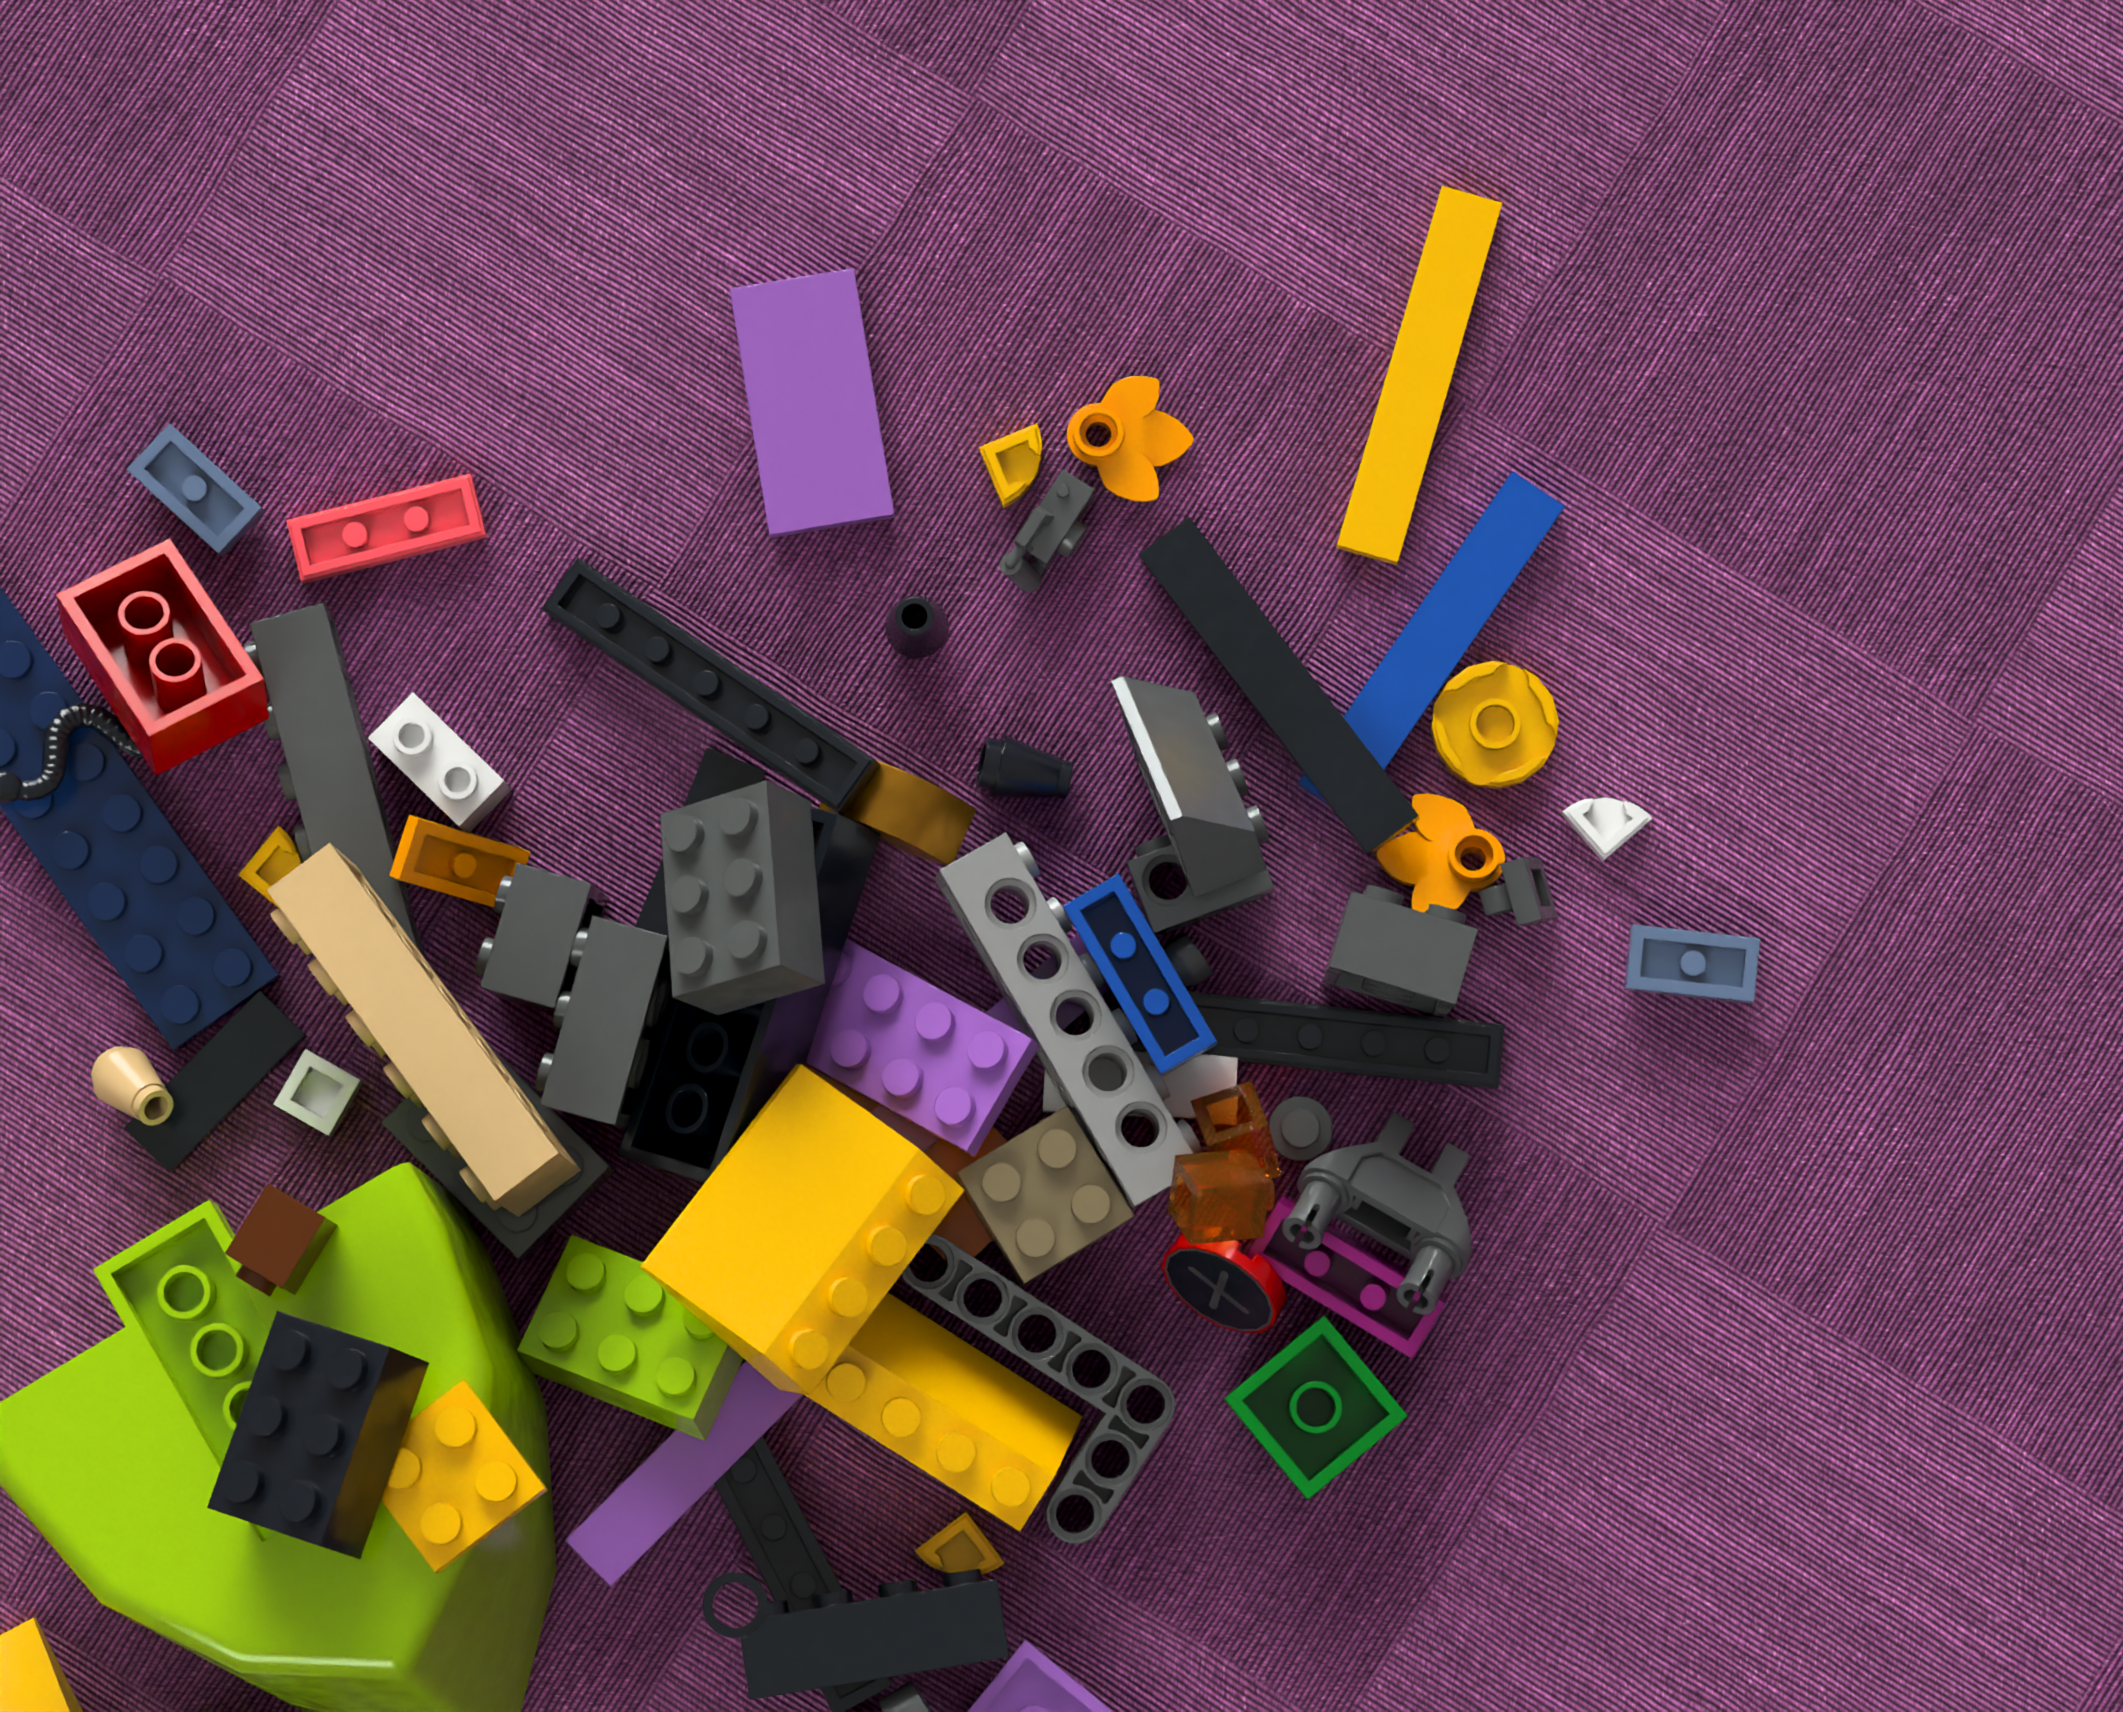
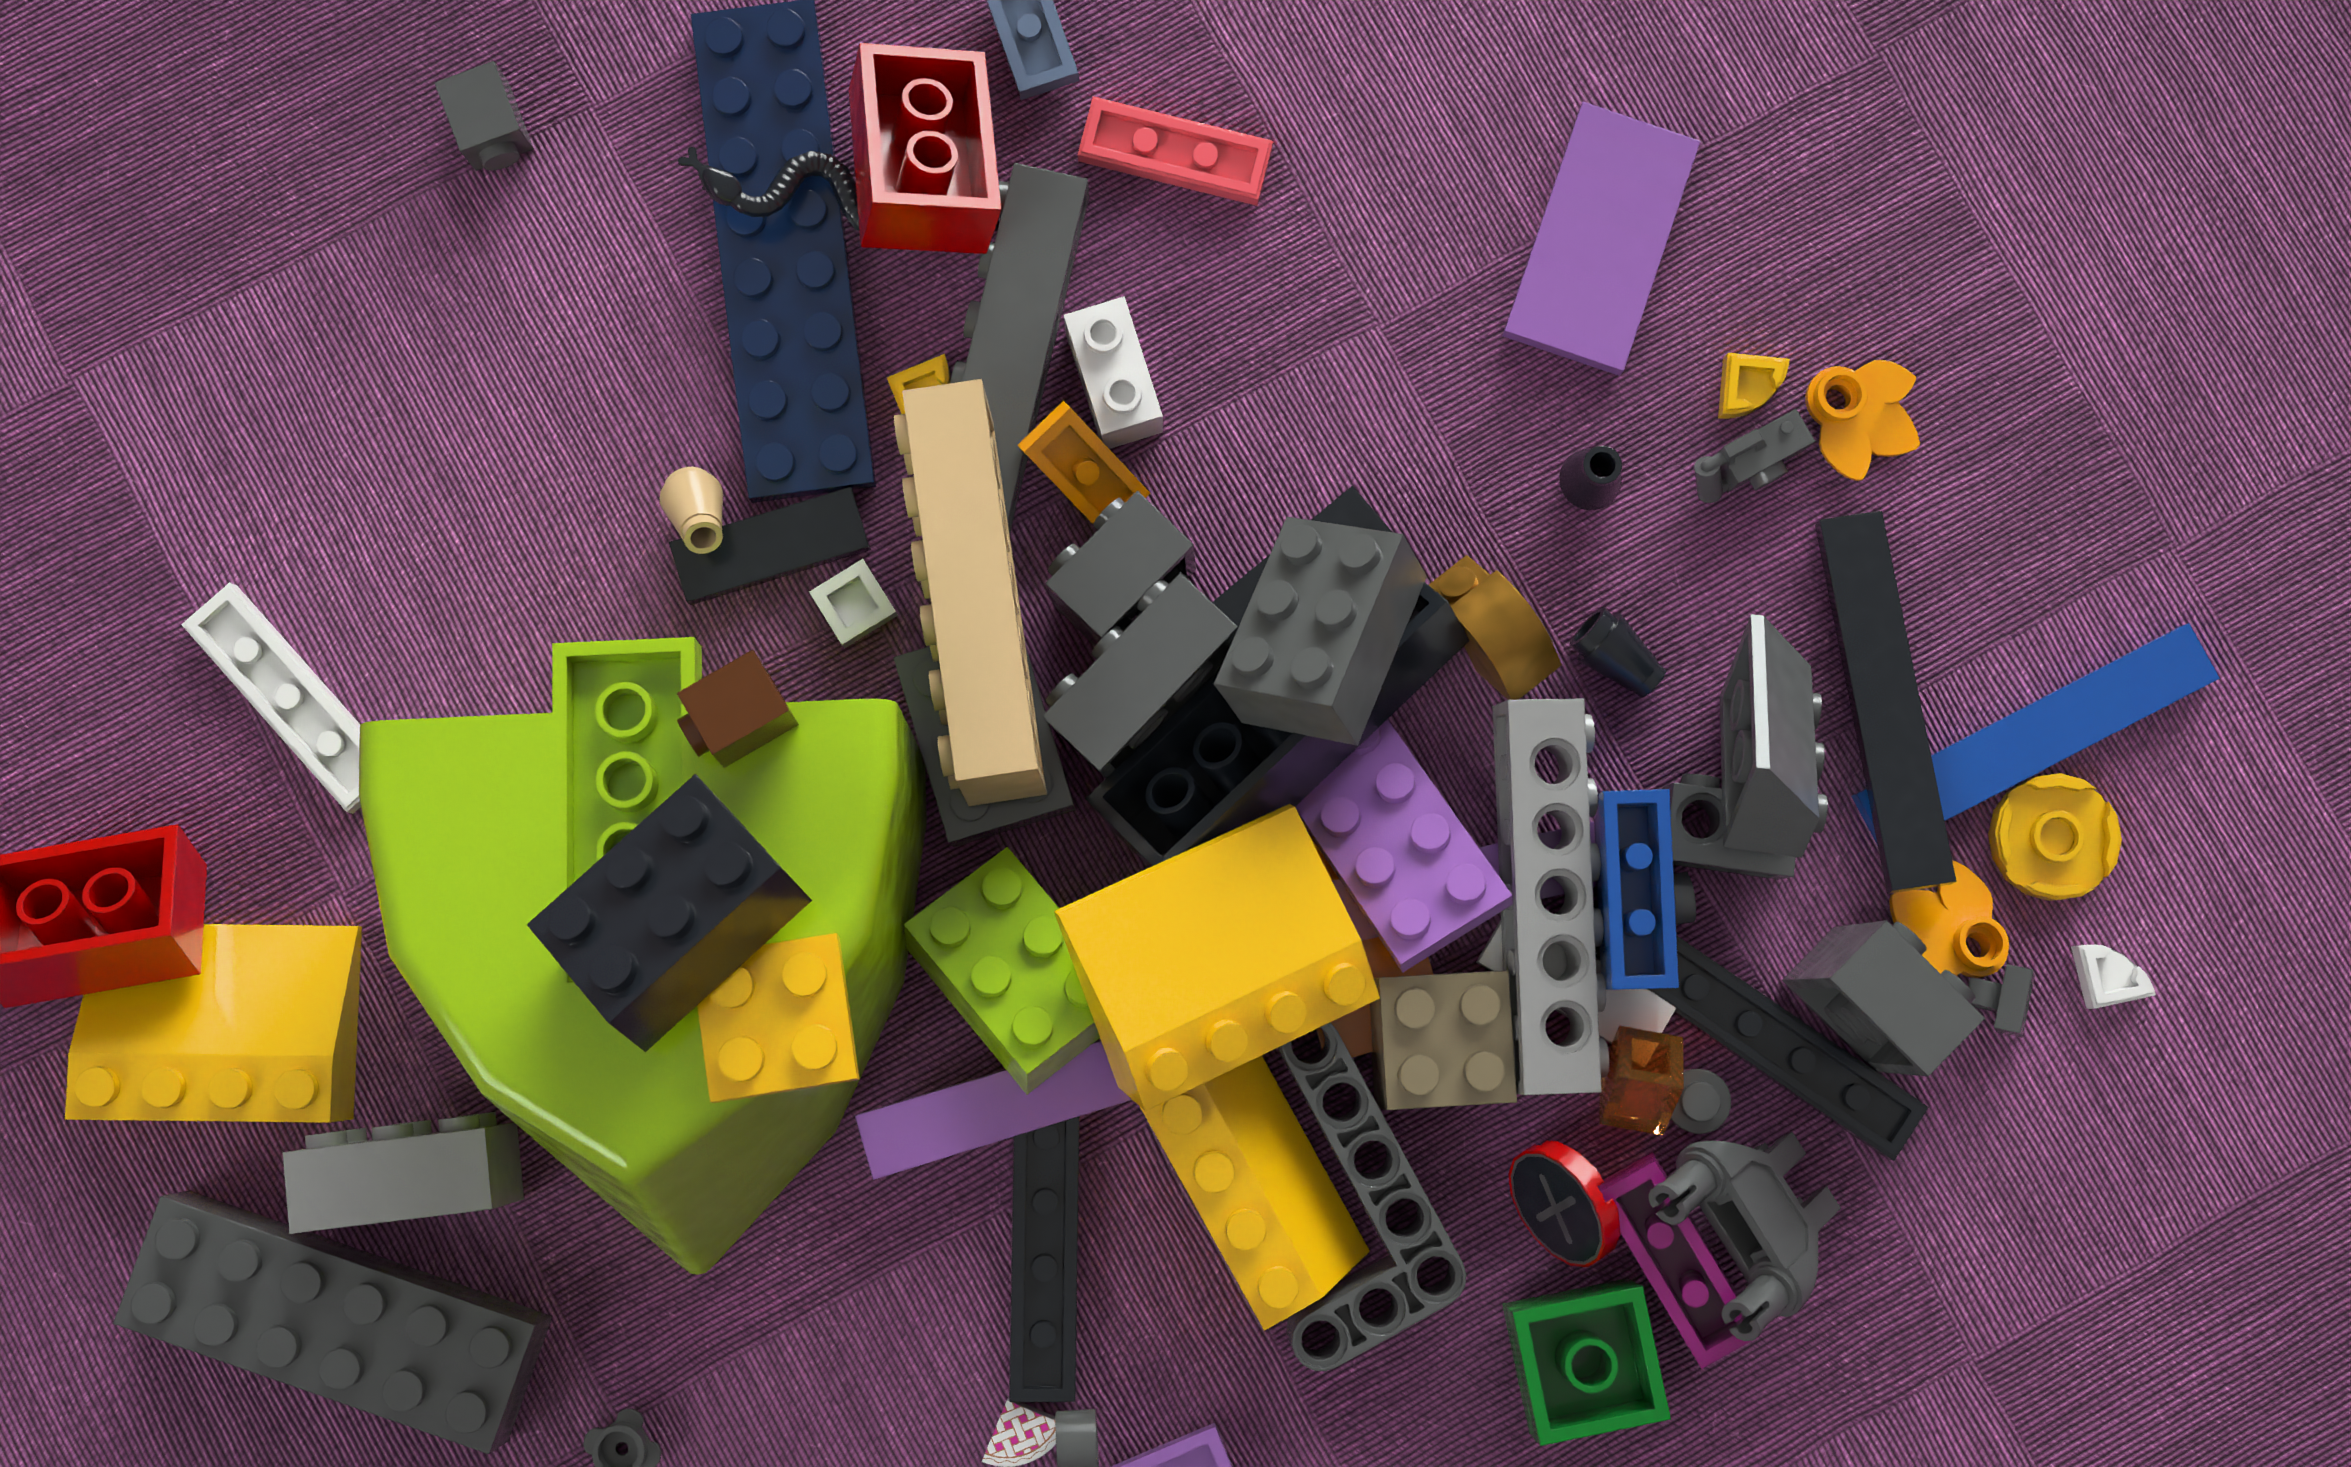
camera: 20 degrees right, 0 degrees up
(711, 687) = (1387, 435): black tile -> none
(867, 1638) = (1075, 1351): black hinge -> none
(960, 1548) = (1199, 1310): yellow tile -> none
(1220, 1196) = (1606, 1128): clear orange brick -> none
(1419, 375) = (2146, 496): yellow tile -> none
(1692, 964) = (2125, 1144): sand blue plate -> none

